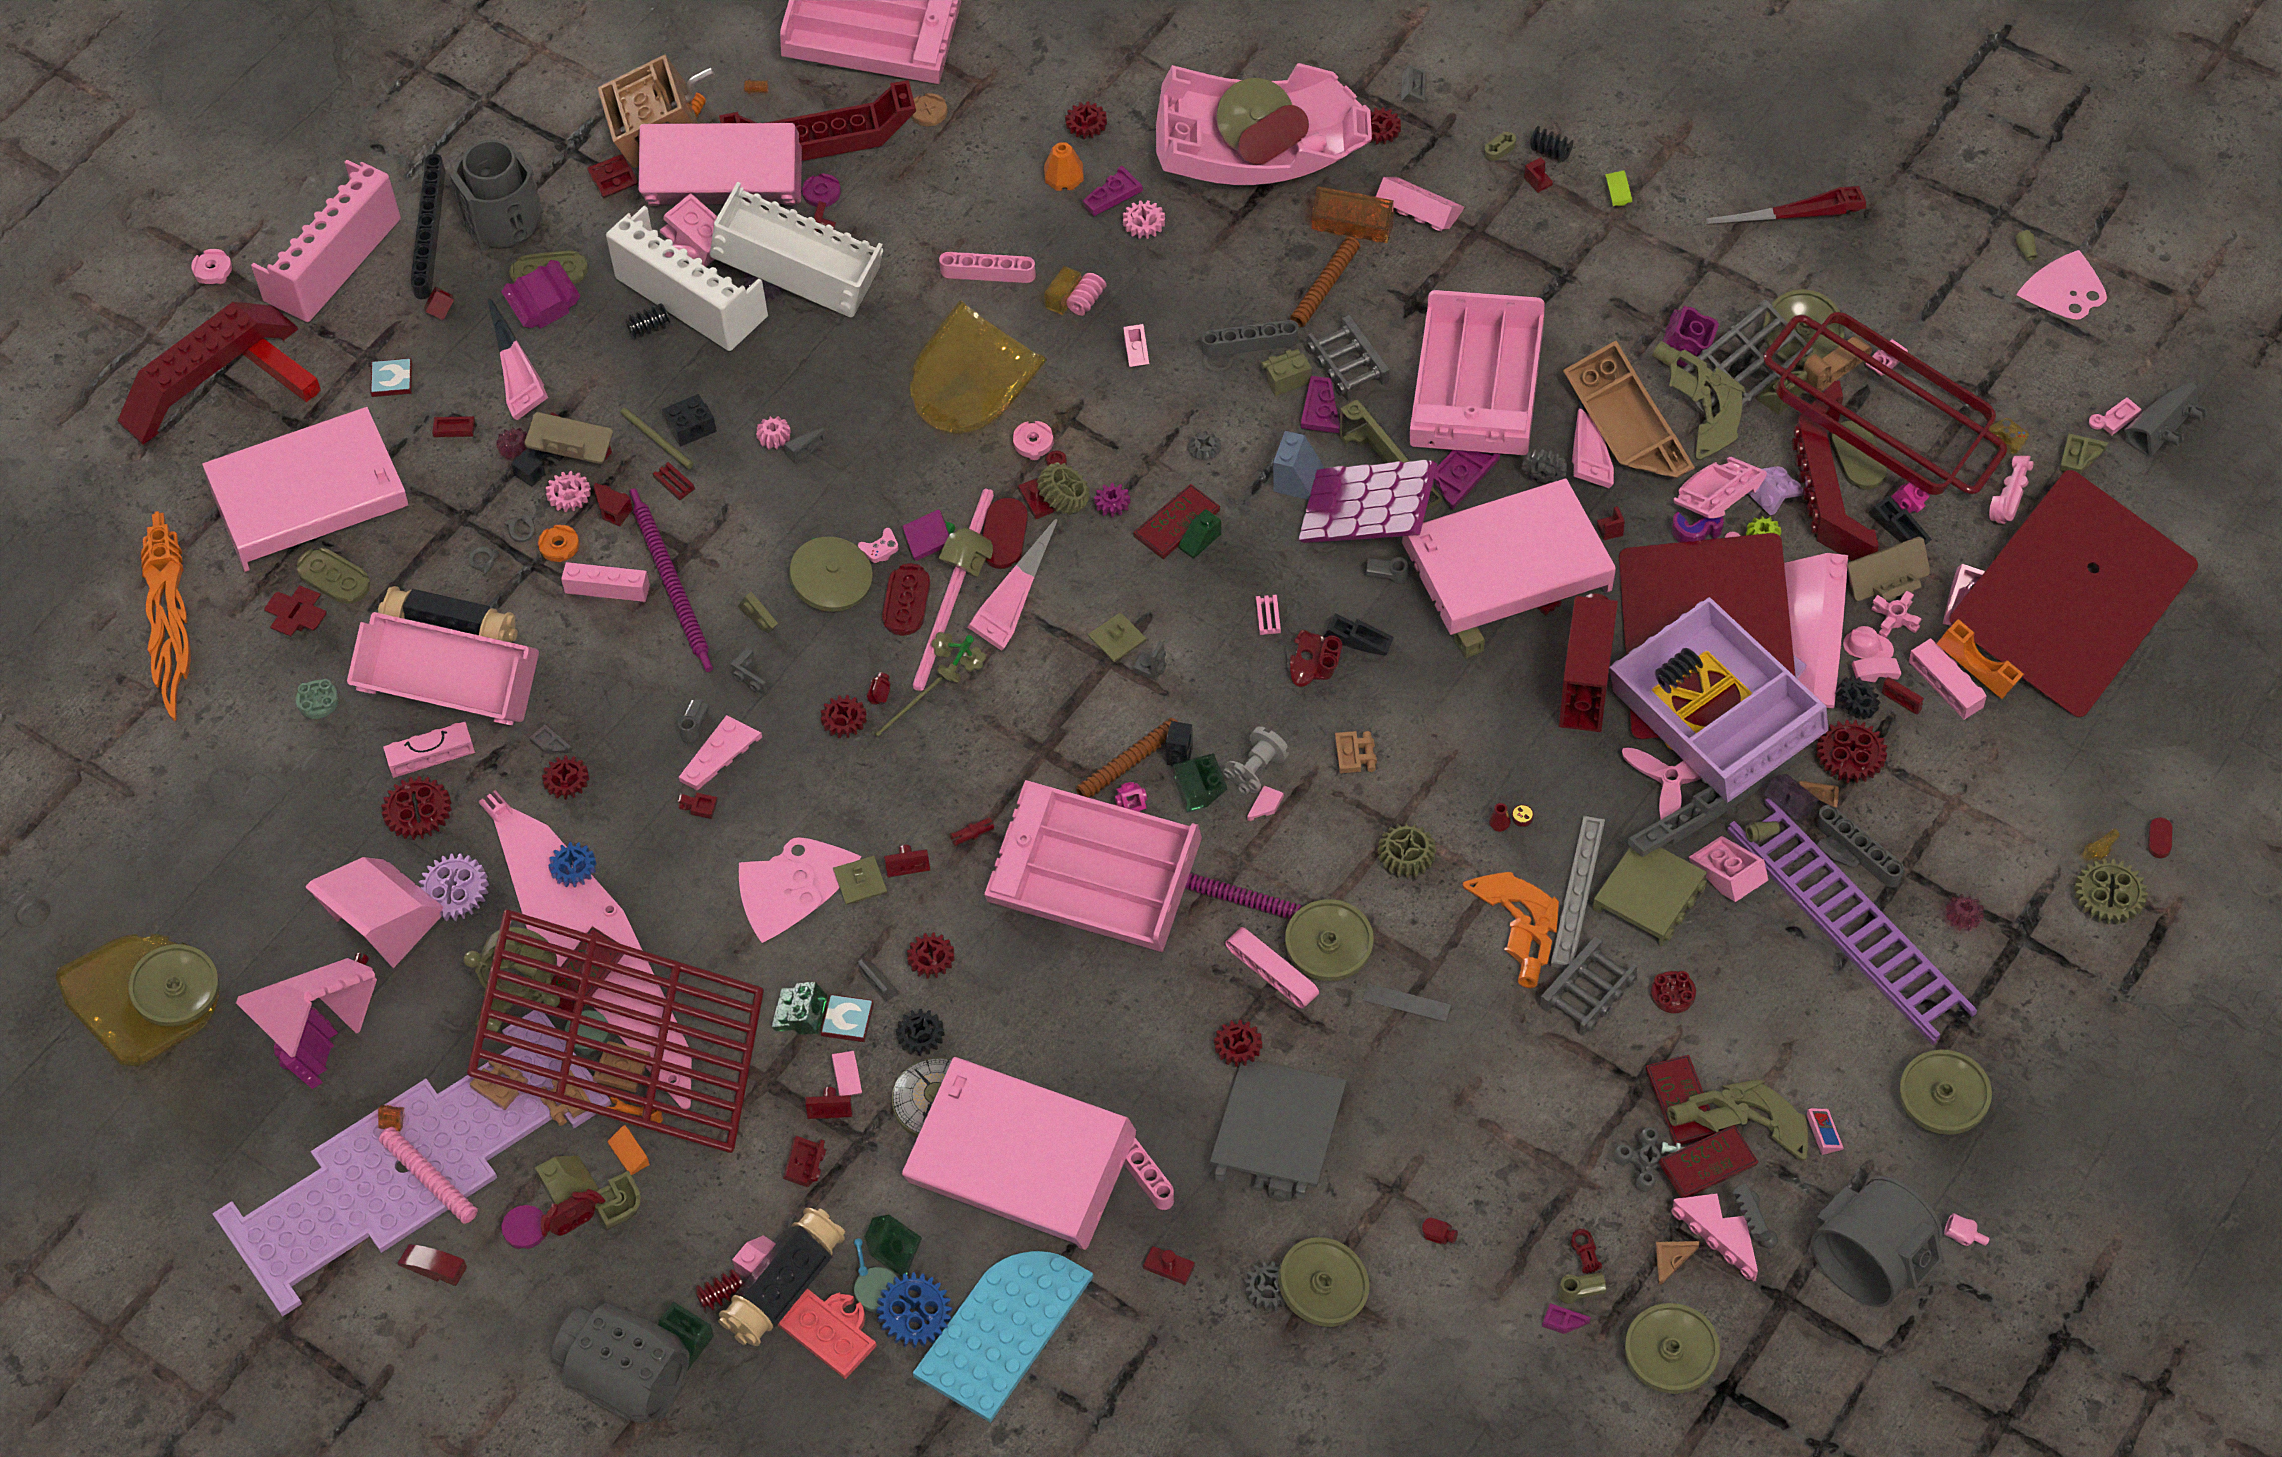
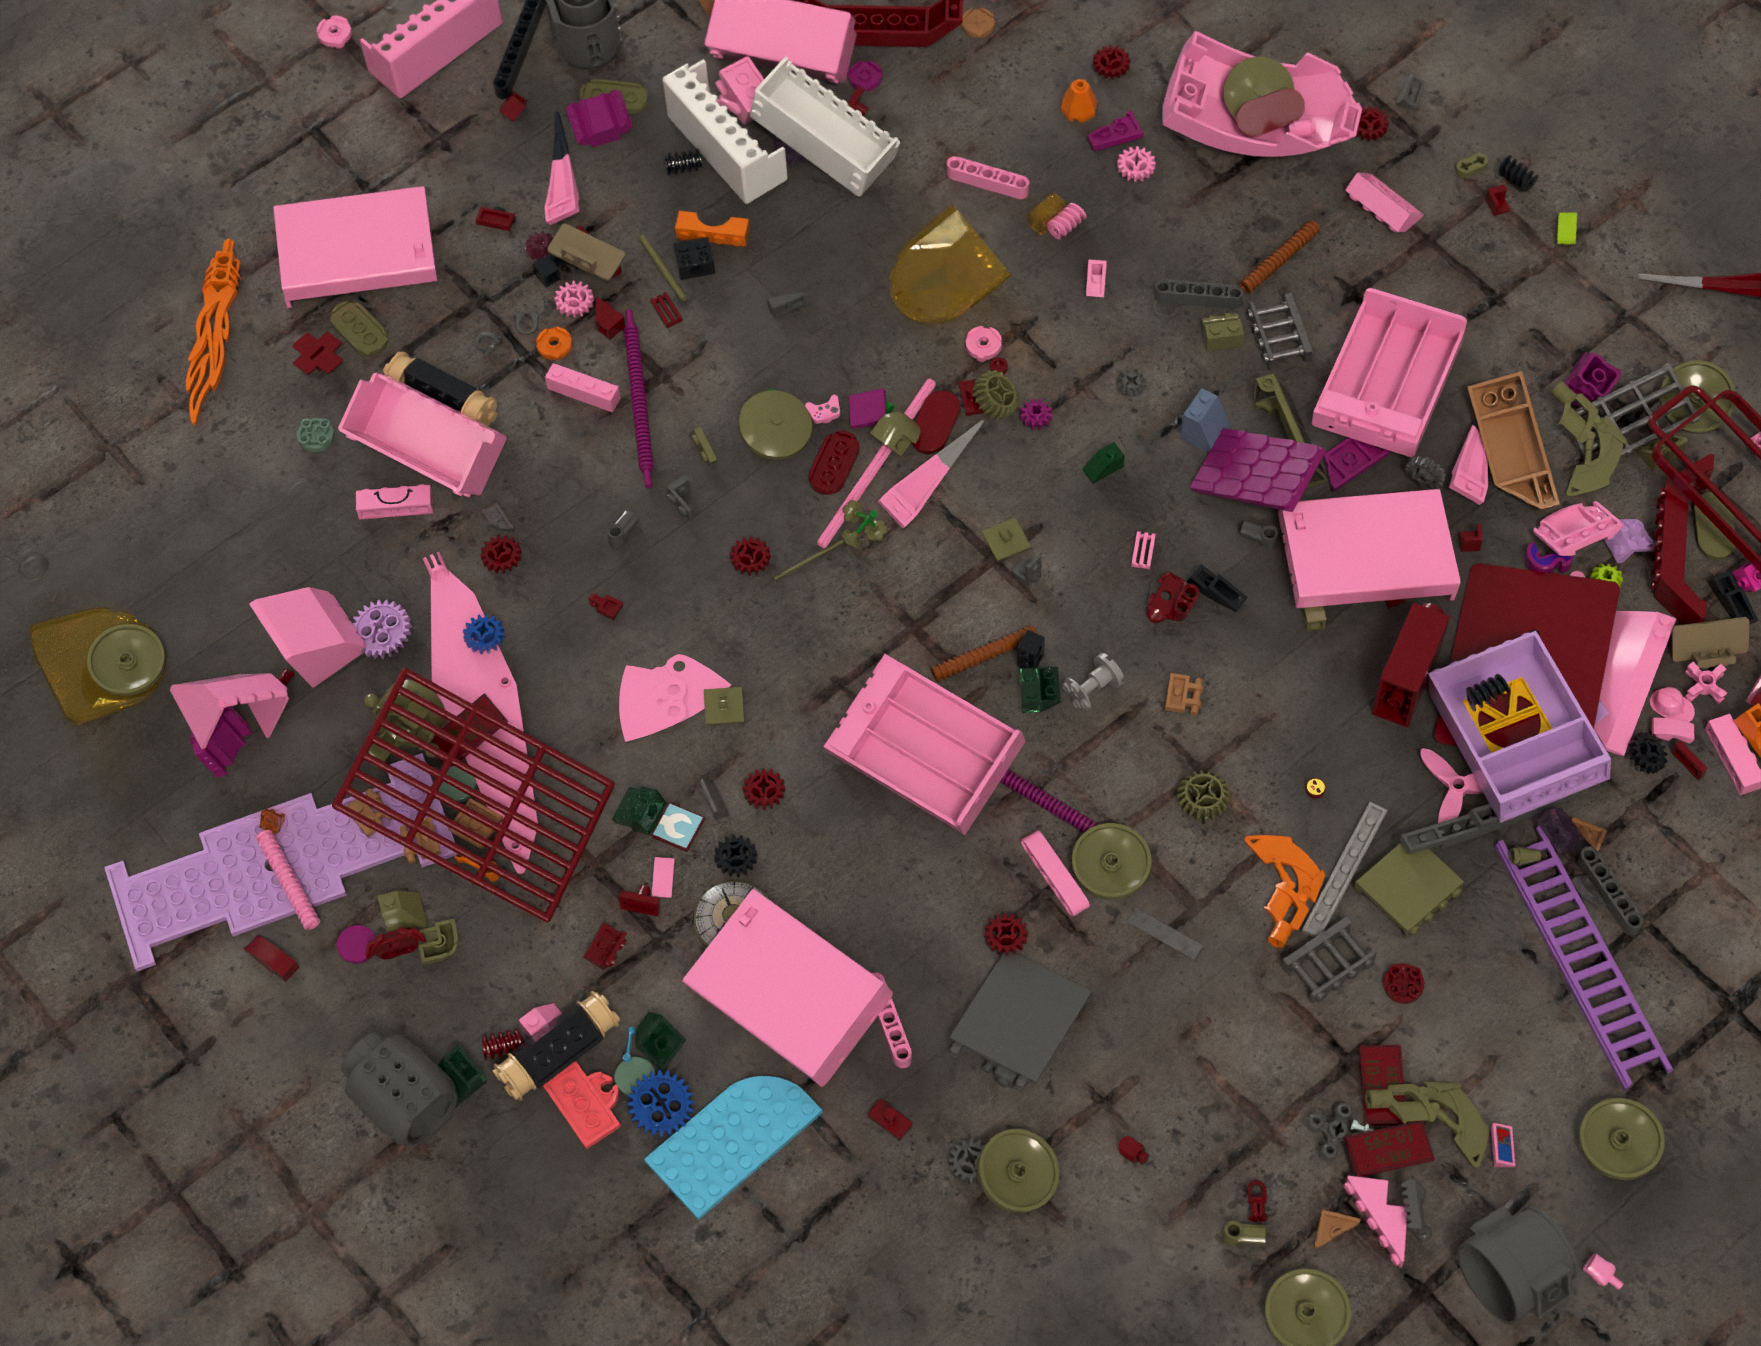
camera: 15 degrees right, 5 degrees up
(195, 360) = (297, 111): dark red slope -> none
(283, 369) = (360, 125): red brick -> none
(391, 377) = (455, 163): tile -> none
(436, 803) = (387, 551): dark red gear -> none
(612, 175) = (690, 23): dark red slope -> none
(628, 1150) = (461, 899): orange slope -> none
(718, 751) = (643, 556): bright pink wing -> none
(724, 384) = (733, 232): none -> orange arch
(773, 432) = (762, 286): bright pink gear -> none
(879, 689) = (787, 538): dark red arm -> none
(907, 862) = (767, 700): dark red tile -> none
(972, 831) = (831, 686): dark red pin -> none
(1138, 799) = (978, 695): dark pink brick -> none
(1167, 527) = (1079, 448): dark red tile -> none
(1266, 803) = (1092, 722): bright pink tile -> none
(1320, 407) = (1243, 370): magenta wing -> none
(1352, 214) = (1321, 201): clear orange slope -> none
(1500, 818) = (1294, 786): dark red cone -> none
(1563, 1320) = (1220, 1259): magenta tile -> none
(1730, 868) = (1487, 882): bright pink slope -> none
(1825, 371) = (1706, 441): medium nougat beam -> none
(1851, 751) = (1634, 786): dark red gear -> none
(1965, 912) = (1687, 968): clear pink gear -> none

